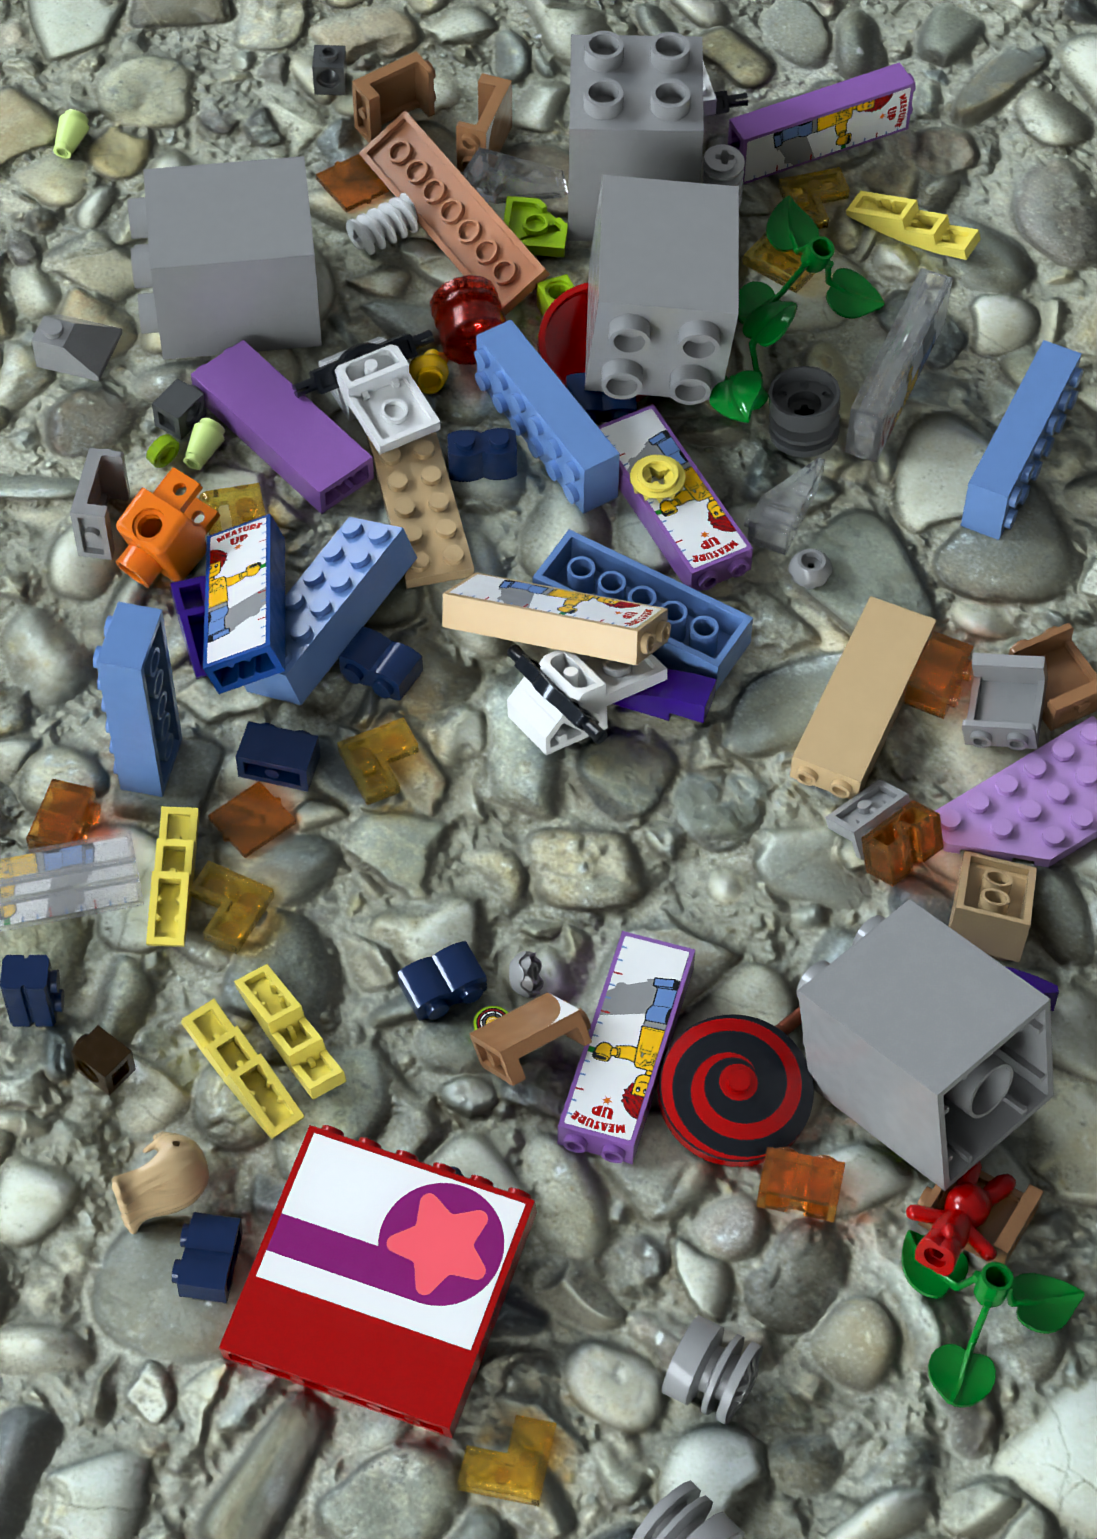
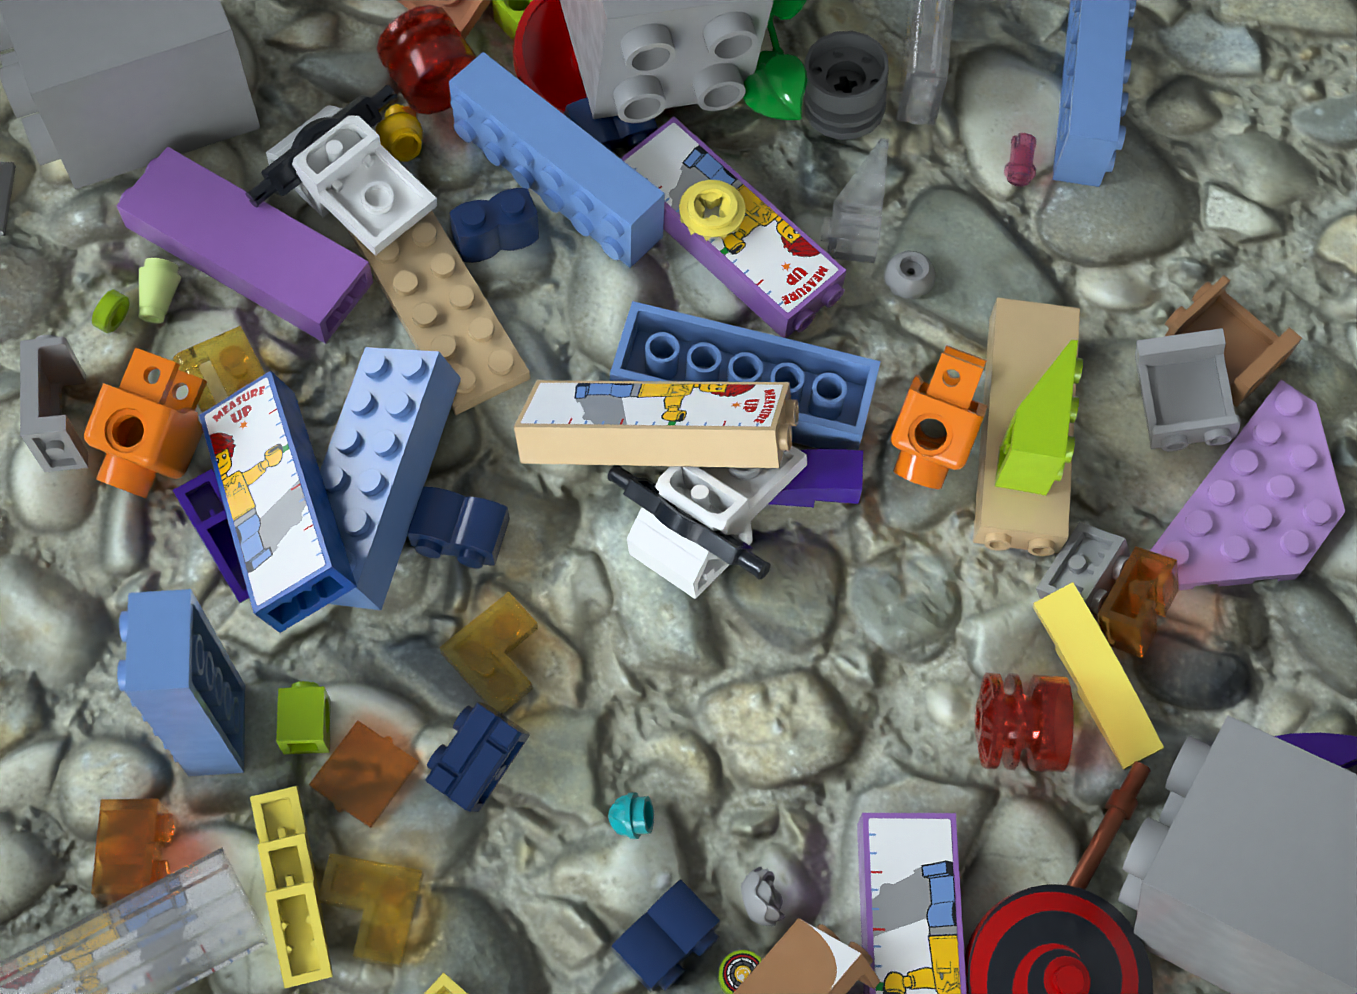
camera: 20 degrees left, 10 degrees up
(179, 408) = (114, 251): dark grey brick -> none
(216, 768) = (303, 719): none -> lime brick
(278, 756) = (373, 685): dark blue brick -> none
(340, 821) = (475, 756): none -> dark blue brick
(446, 895) = (632, 815): none -> teal plate
(773, 900) = (1031, 722): none -> clear red wheel
(797, 661) = (950, 401): none -> orange piece
(845, 873) = (1098, 676): none -> light yellow slope
(859, 687) = (1037, 436): none -> lime slope
(934, 507) = (1020, 165): none -> clear pink pin
(939, 675) = (1104, 379): clear orange brick -> none
(994, 905) = (1261, 652): tan slope -> none

